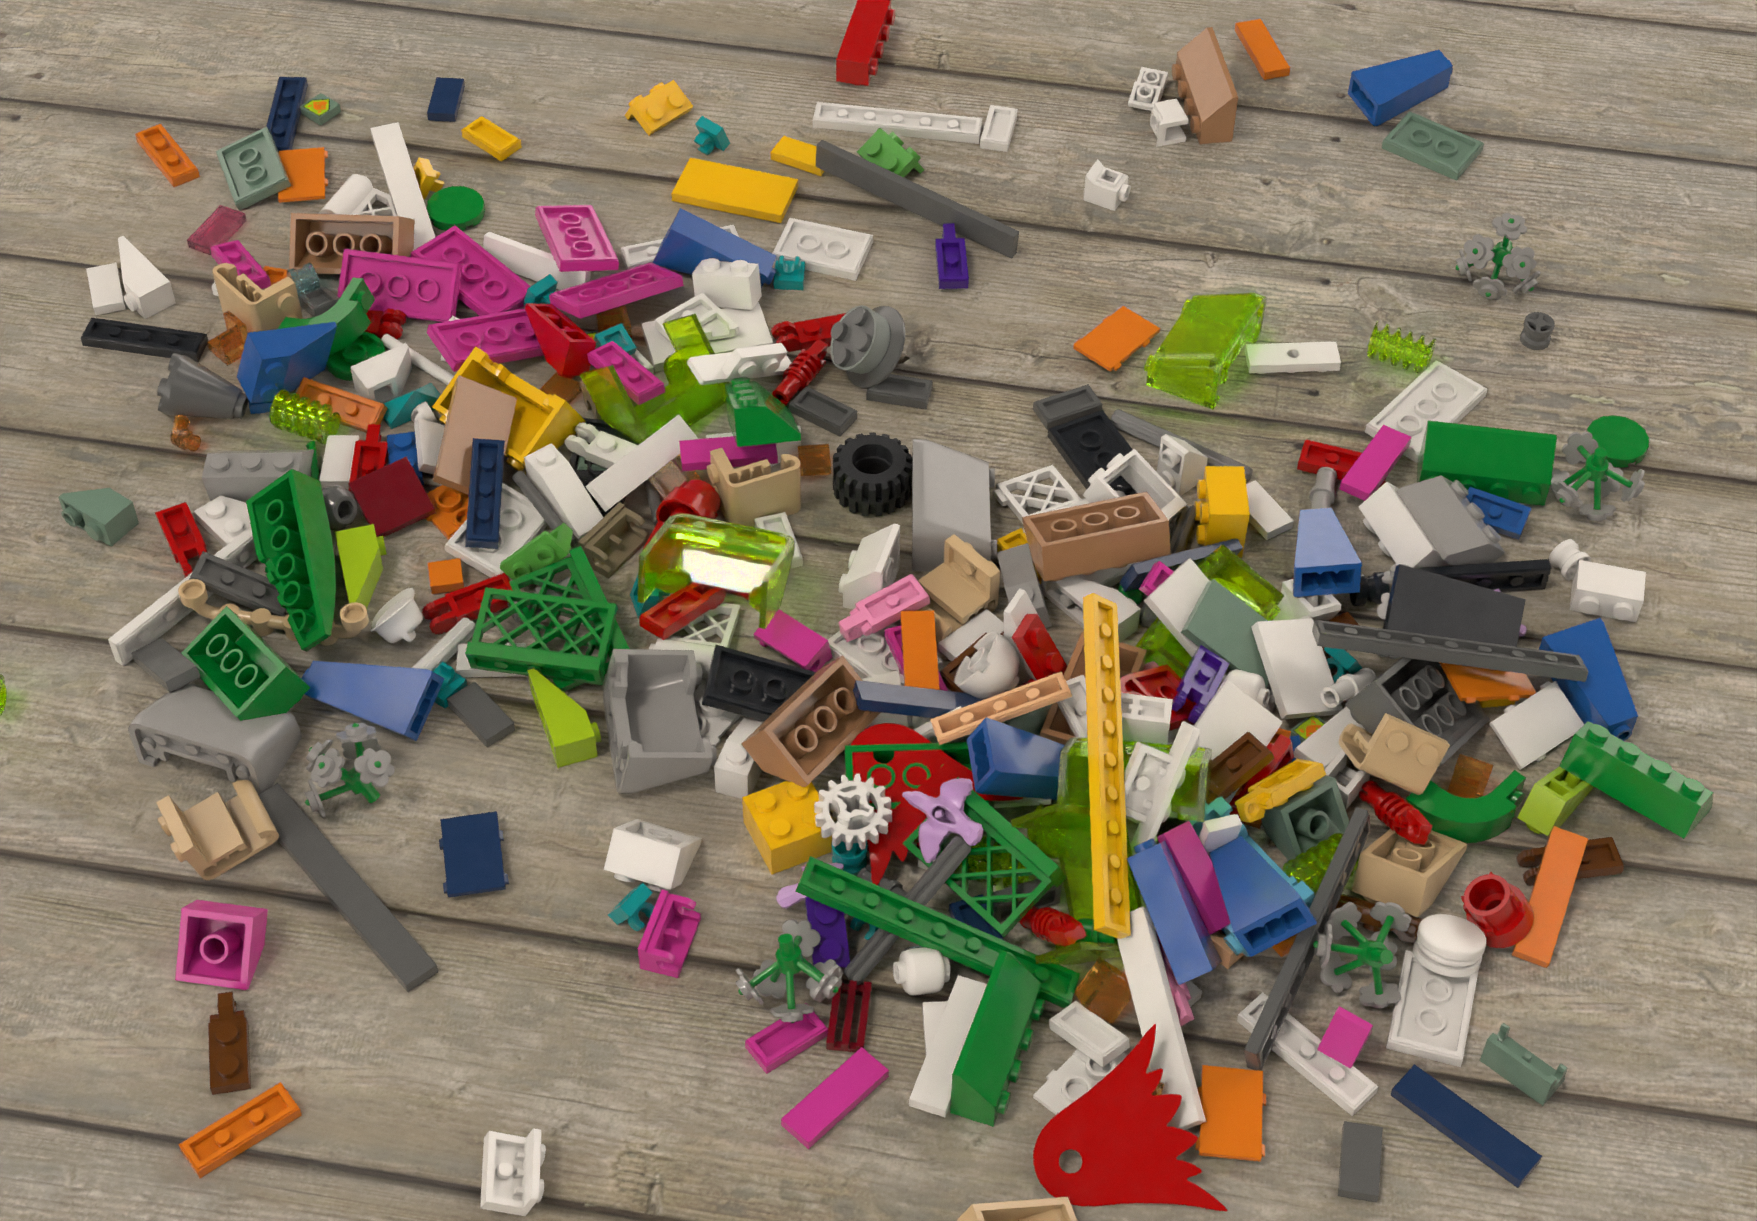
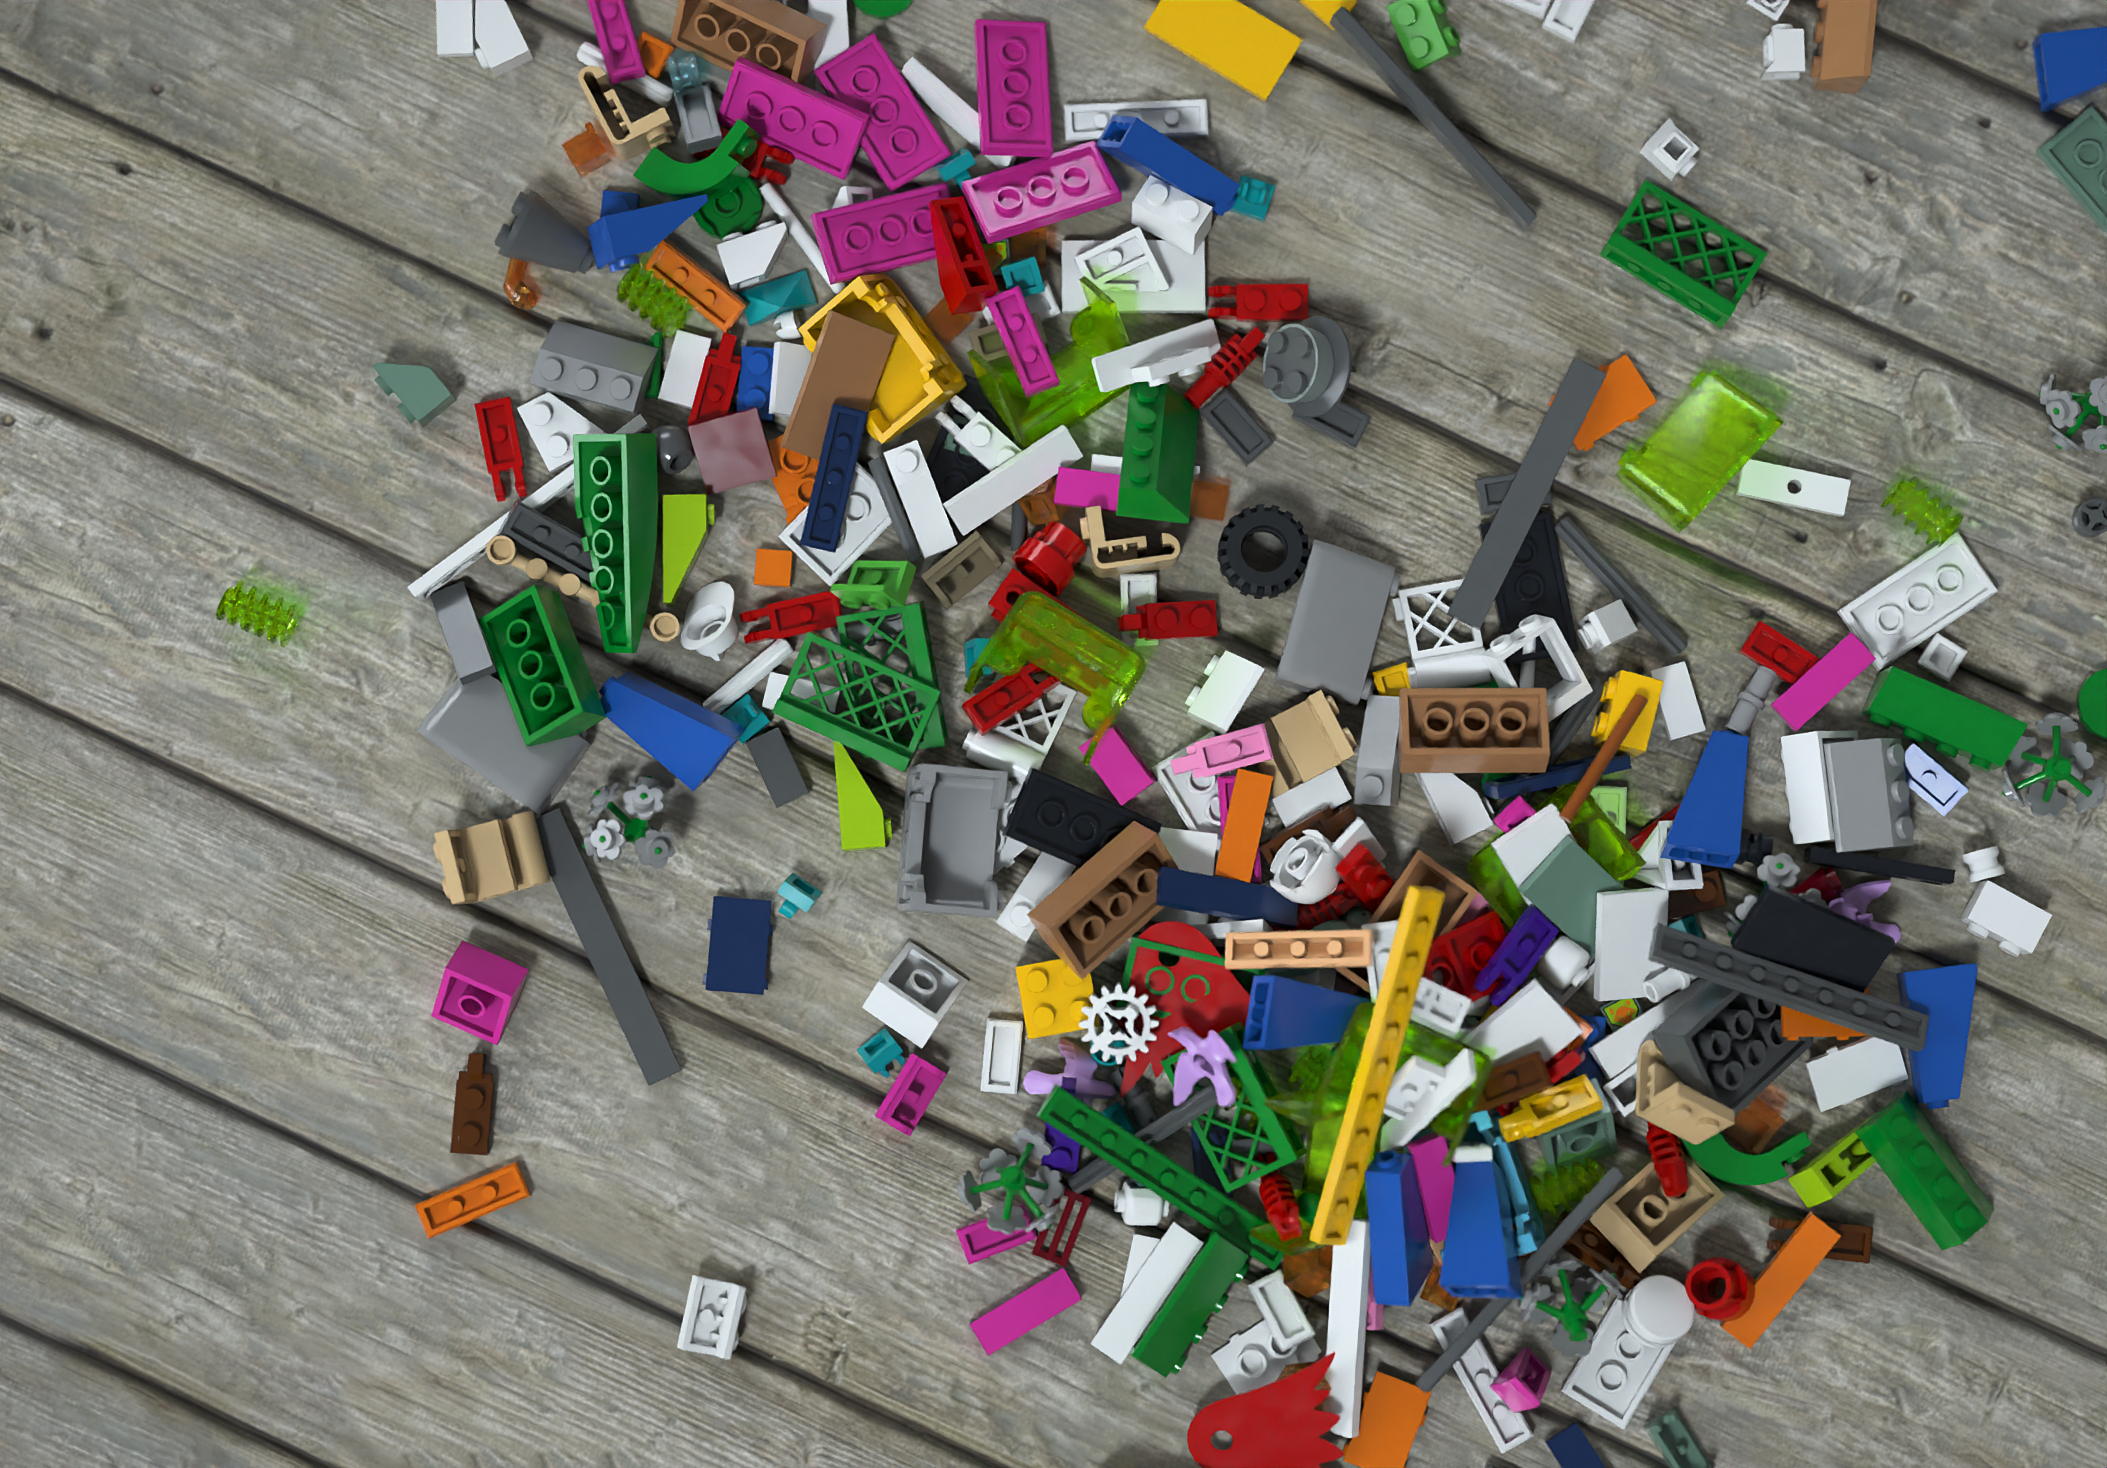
camera: 10 degrees right, 35 degrees up
(143, 339) = (491, 116): black tile -> none
(520, 800) = (798, 895): none -> teal tile
(750, 890) = (1001, 1056): none -> white tile
(816, 536) = (1172, 620): none -> red hinge
(824, 248) = (1302, 162): white tile -> none
(951, 260) = (1448, 226): dark purple hinge -> none
(1078, 400) = (1526, 494): none -> dark grey tile
(1146, 257) = (1675, 281): none -> green fence
(1215, 520) = (1603, 758): none -> dark orange bar
(1238, 977) = (1435, 1293): none -> clear orange tile

